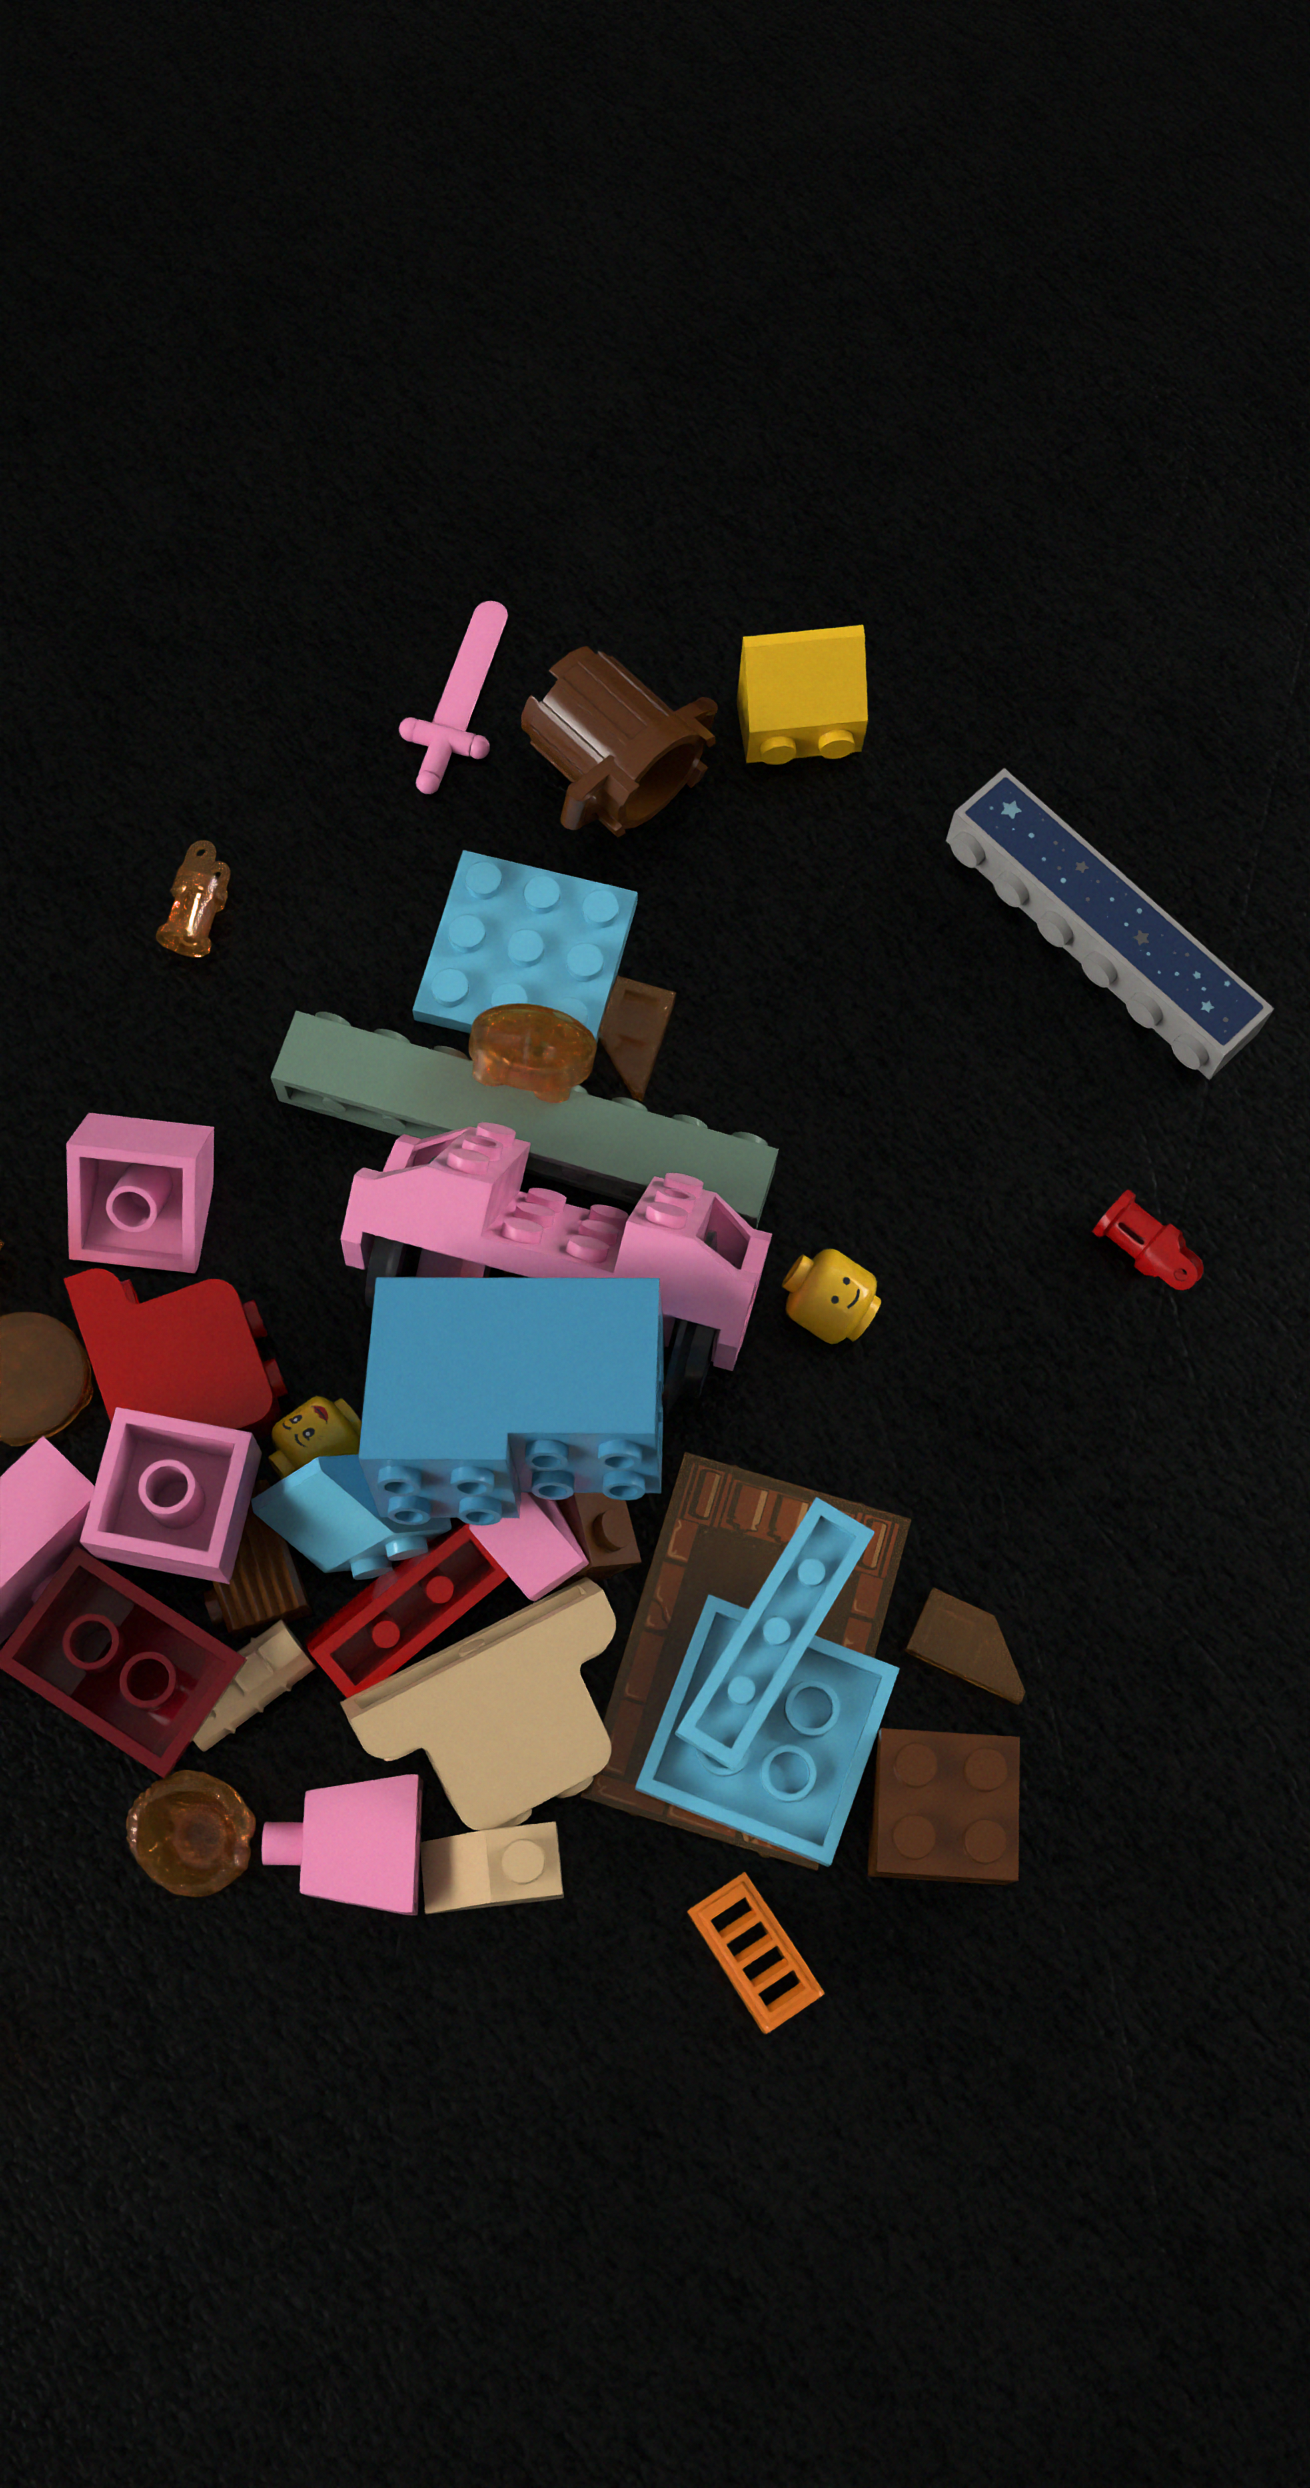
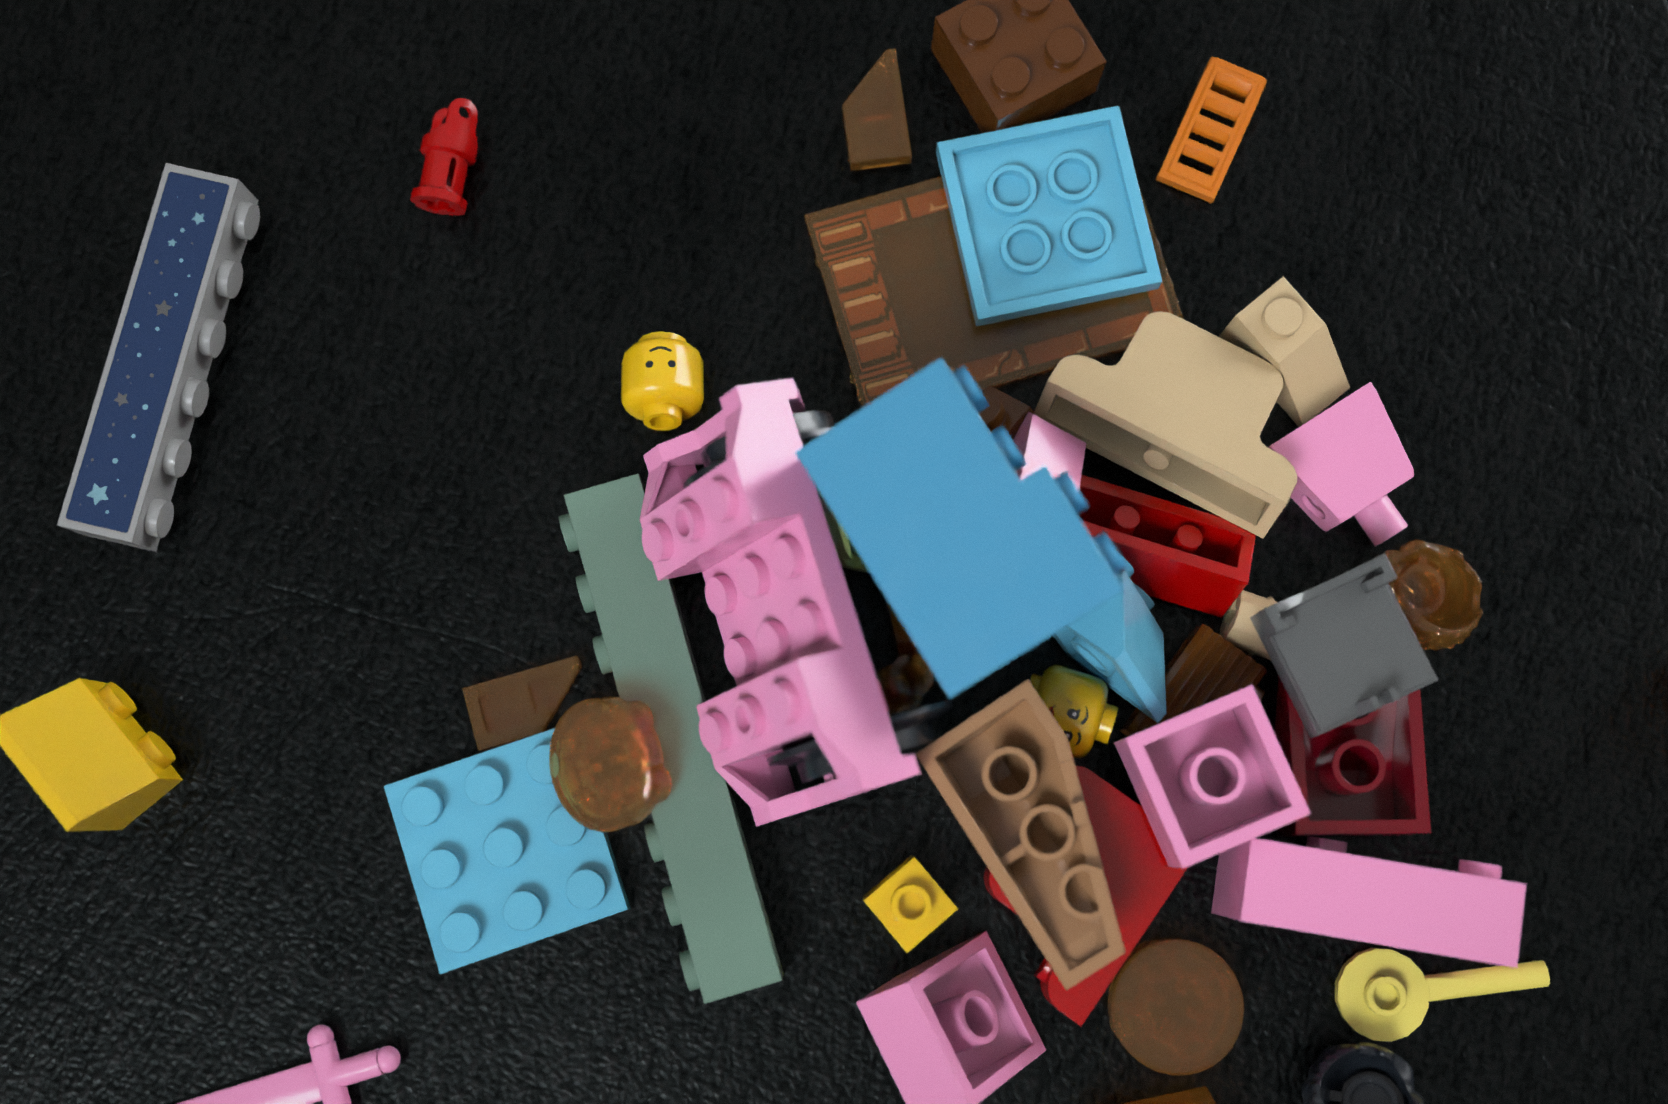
camera: 120 degrees left, 10 degrees up
(194, 1694) = (1344, 647): none -> dark grey piece
(255, 1325) = (1025, 813): none -> medium nougat wedge
(258, 1217) = (909, 903): none -> yellow brick
(616, 741) = (242, 900): reddish brown container -> none
(774, 1634) = (980, 241): medium azure plate -> none

